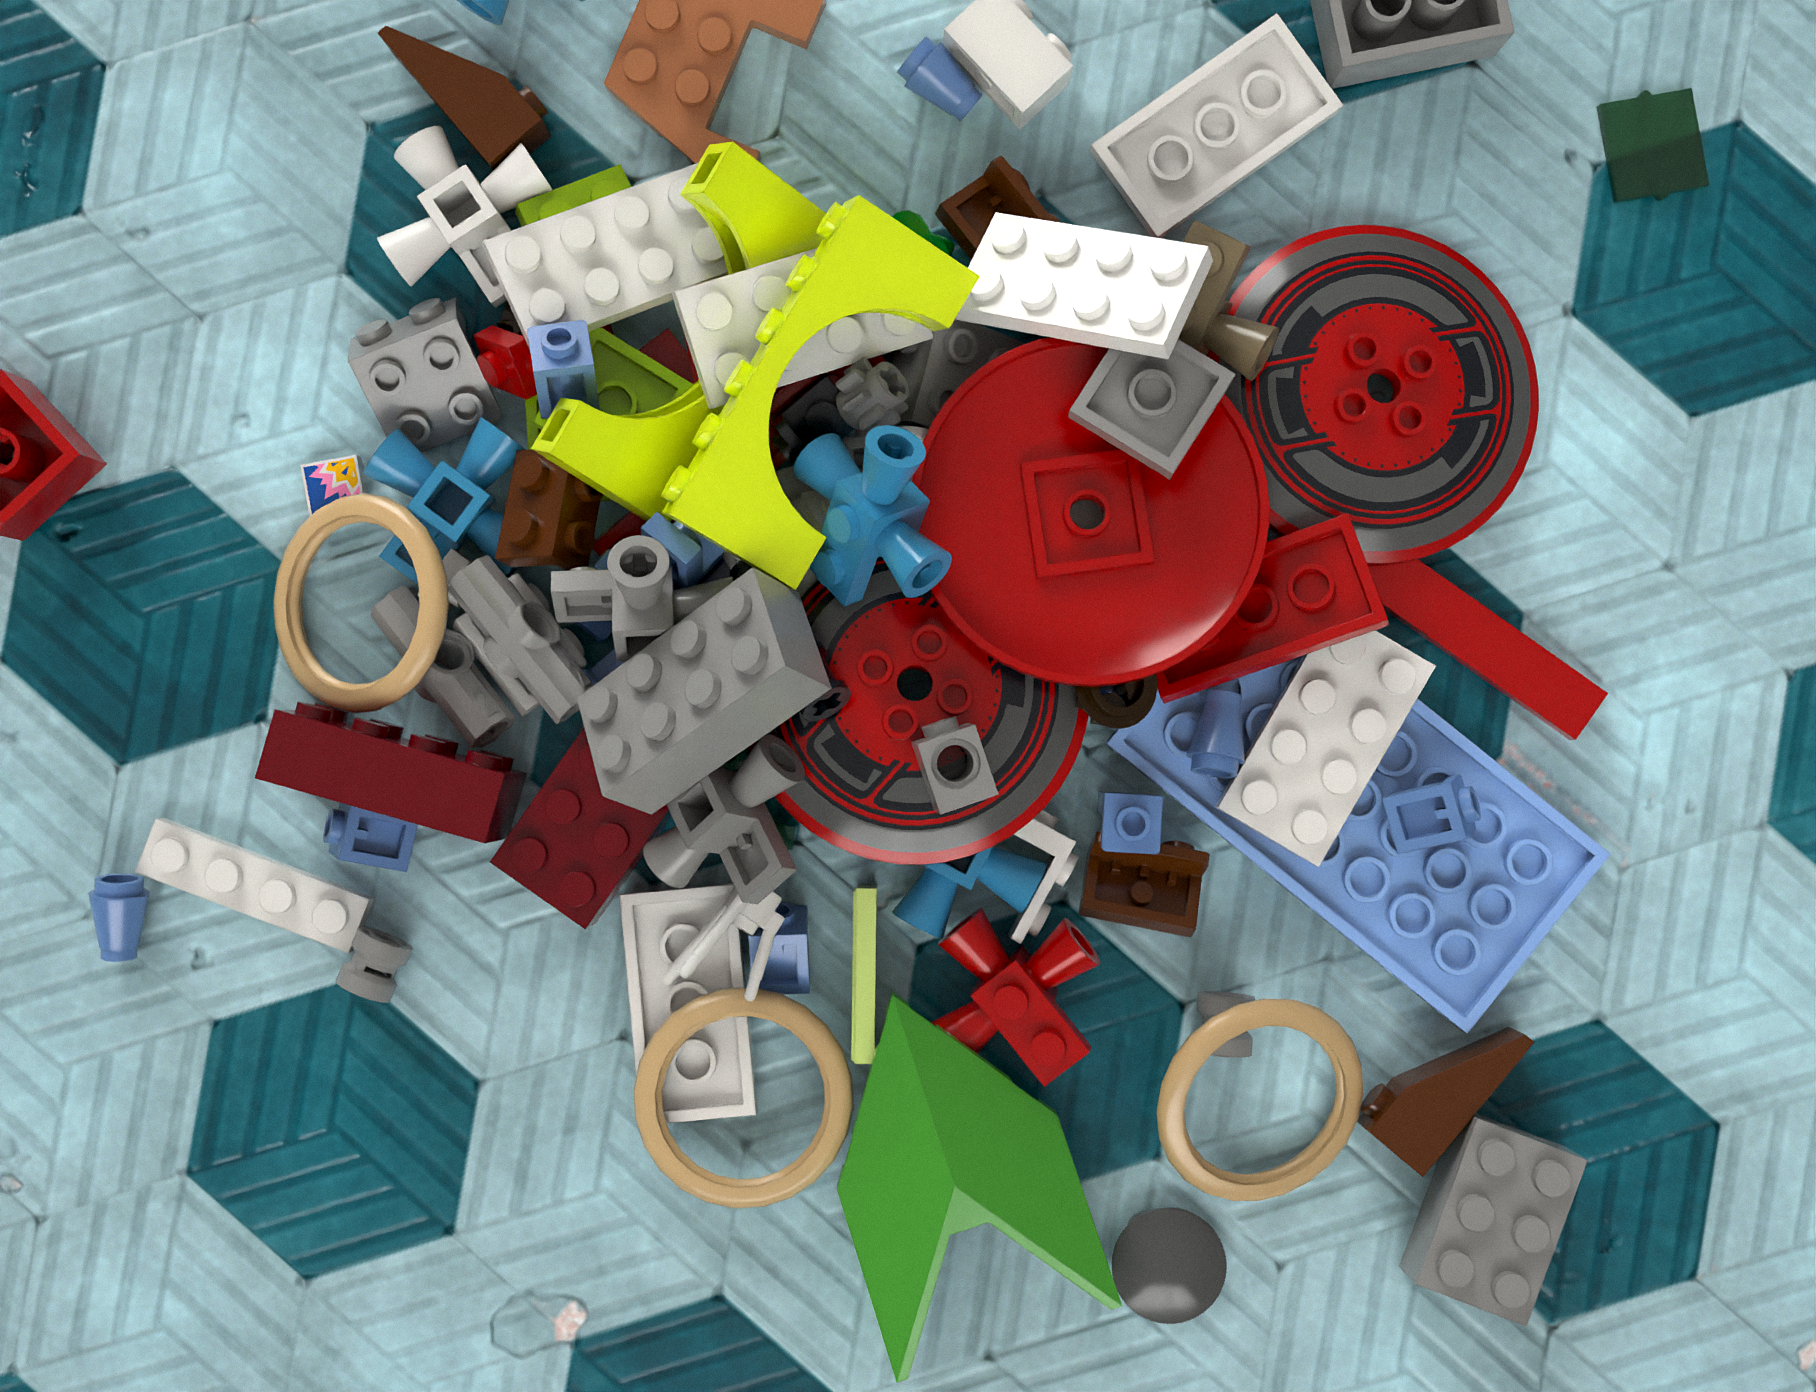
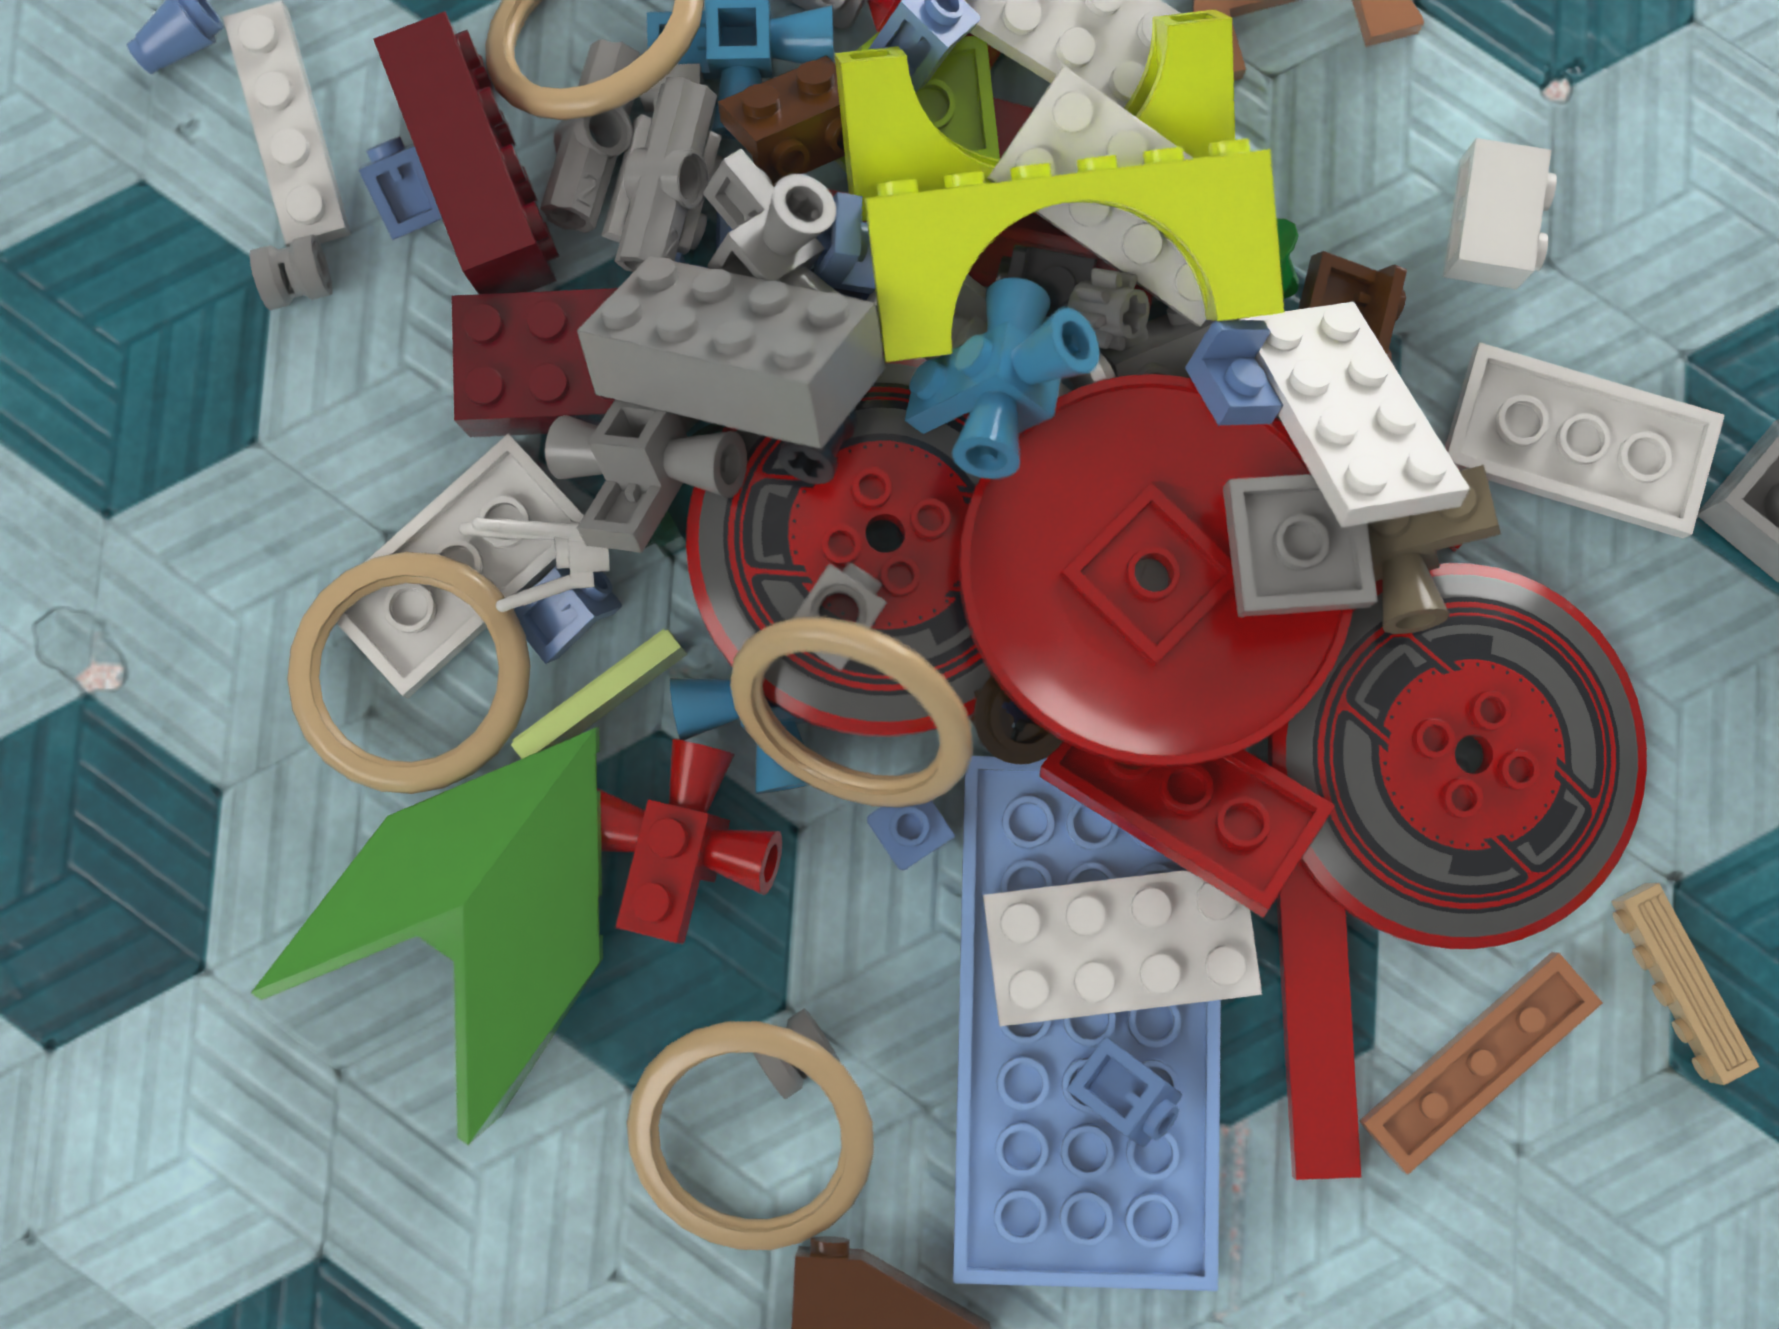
camera: 55 degrees right, 5 degrees down
(939, 79) = (1430, 172): medium blue cone -> none
(992, 347) = (1230, 376): none -> medium blue bracket
(1006, 766) = (886, 656): none -> tan wedge
(1059, 867) = (761, 807): white bracket -> none
(1145, 889) = (862, 888): reddish brown bracket -> none
(1168, 1265) = (540, 1171): dark grey dish -> none
(1218, 737) = (1045, 847): medium blue cone -> none
(1593, 547) = (1480, 1062): none -> nougat plate
(1646, 364) = (1683, 984): none -> tan piece

